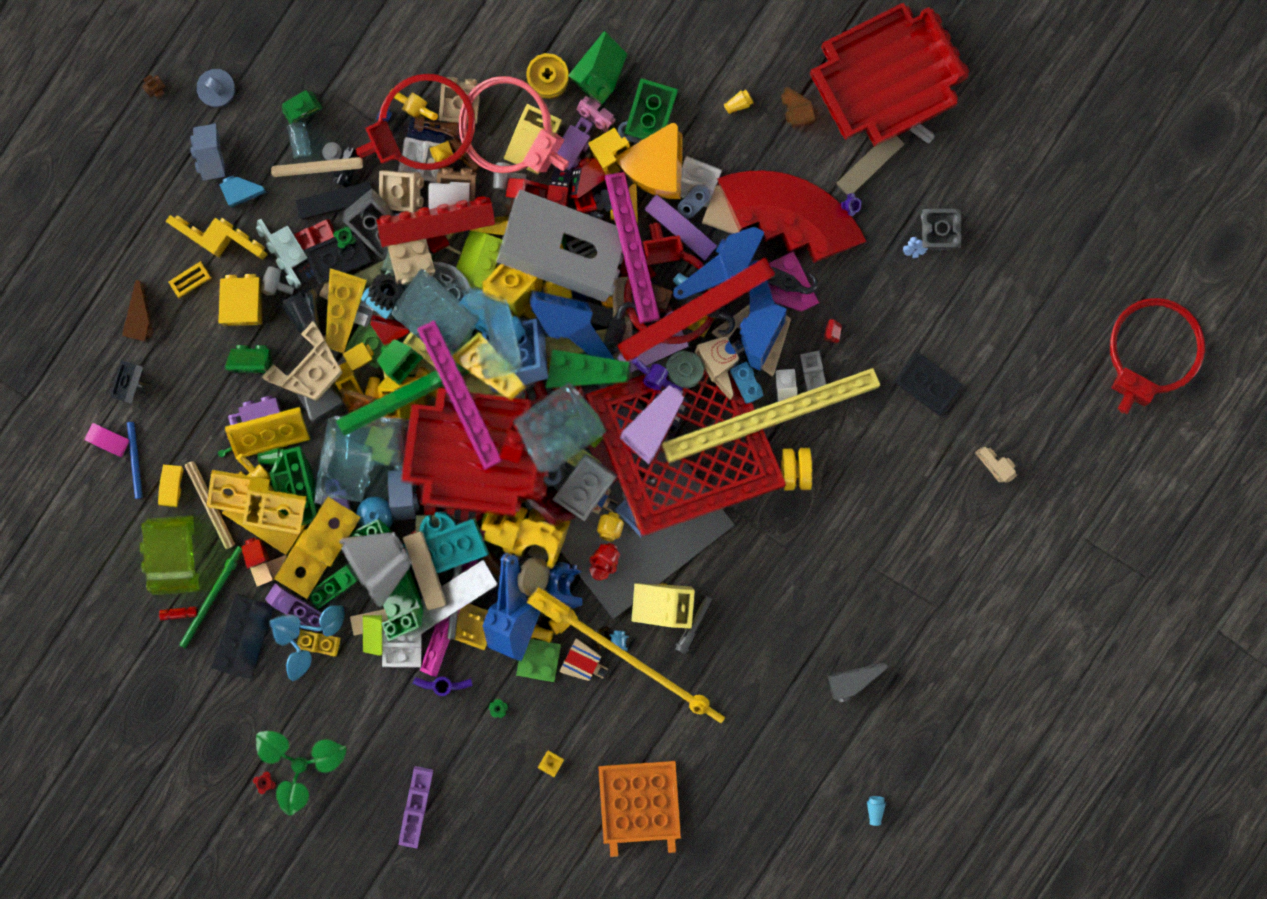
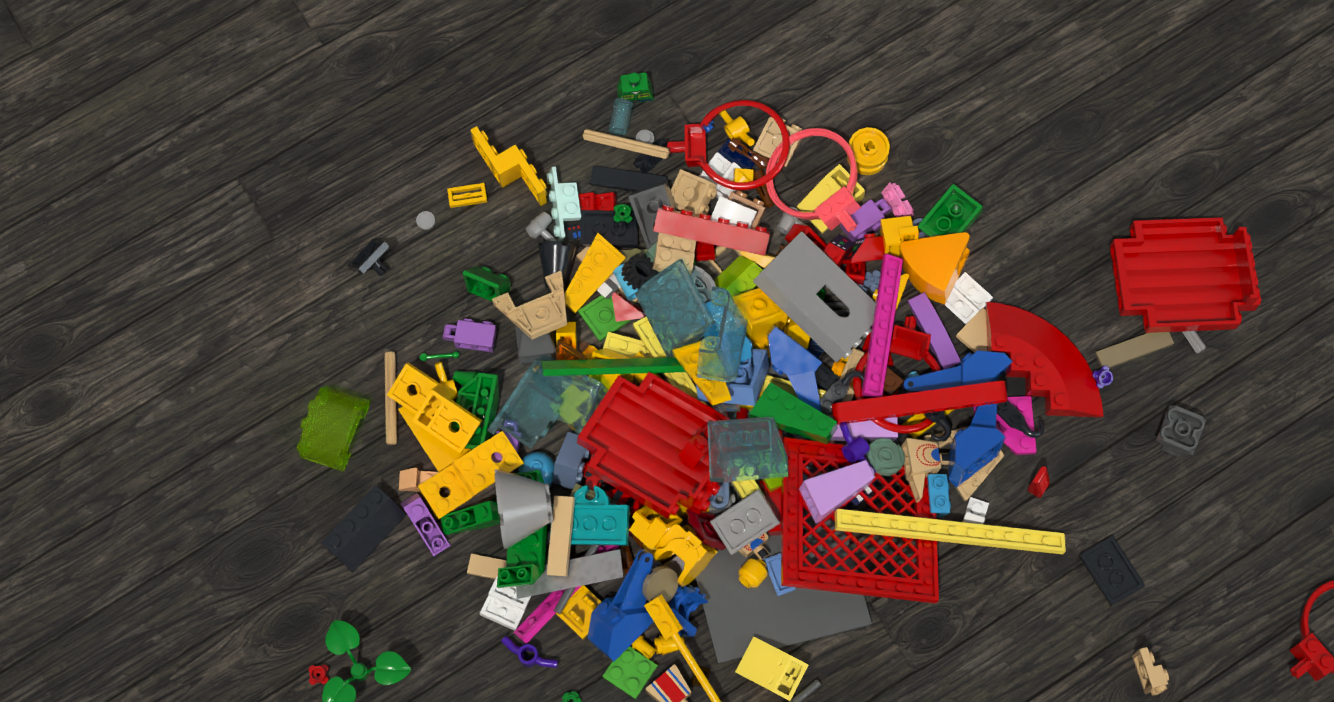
camera: 25 degrees right, 15 degrees down
(107, 440) = (326, 301): dark pink slope -> none
(134, 460) = (342, 330): blue bar -> none
(138, 318) = (404, 210): reddish brown slope -> none
(153, 86) = (513, 20): reddish brown gear -> none
(162, 321) = (425, 220): none -> light grey piece
(170, 486) = (362, 364): yellow slope -> none
(178, 613) = (314, 482): red axle -> none
(207, 152) = (534, 92): sand blue brick -> none
(216, 88) = (567, 45): sand blue tile -> none
(230, 565) = (384, 458): green bar -> none
(239, 190) = (548, 137): dark azure slope -> none
(240, 300) = (503, 230): yellow slope -> none
(254, 552) = (411, 456): red slope -> none
(267, 432) = (474, 353): yellow tile -> none
(287, 628) = (407, 534): dark azure plant -> none
(318, 643) = (430, 565): yellow slope -> none
(359, 356) = (588, 320): yellow brick -> none
(372, 634) = (484, 578): lime slope -> none
(398, 360) = (623, 335): green torso -> none
(459, 394) = (666, 385): dark pink tile -> none
(599, 68) = (918, 162): green slope -> none
(604, 561) = (733, 603): red head -> none
(619, 639) = (717, 683): dark azure brick -> none
(693, 201) = (956, 314): sand blue plate -> none
(738, 102) = (1034, 244): yellow cone -> none
(797, 468) = (954, 594): yellow wheel -> none
(799, 108) = (1087, 272): clear orange slope -> none
(812, 370) = (1006, 510): light grey slope -> none
(914, 248) = (1147, 440): light blue plant -> none

